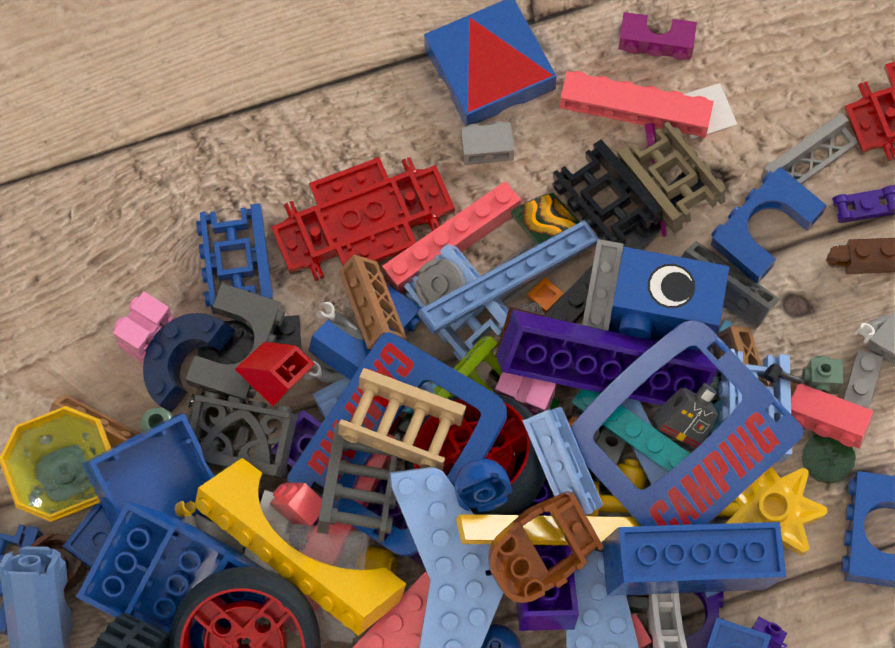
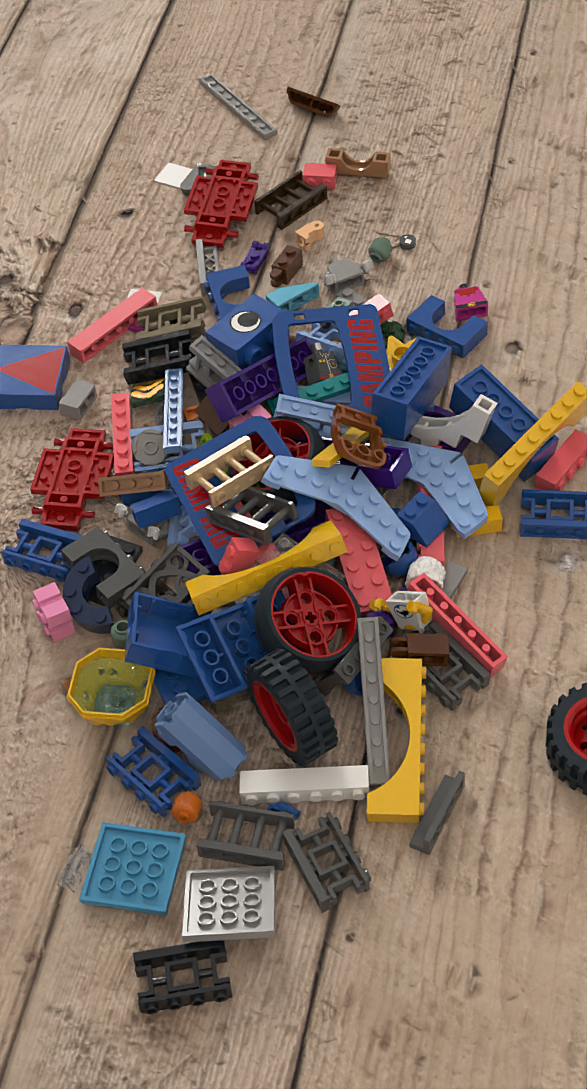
camera: 55 degrees left, 20 degrees down
(274, 369) = (143, 538): red slope -> none
(482, 485) = (301, 441): blue cylinder -> none
(638, 38) = (71, 307): magenta arch -> none
(812, 294) = (294, 296): none -> medium azure slope

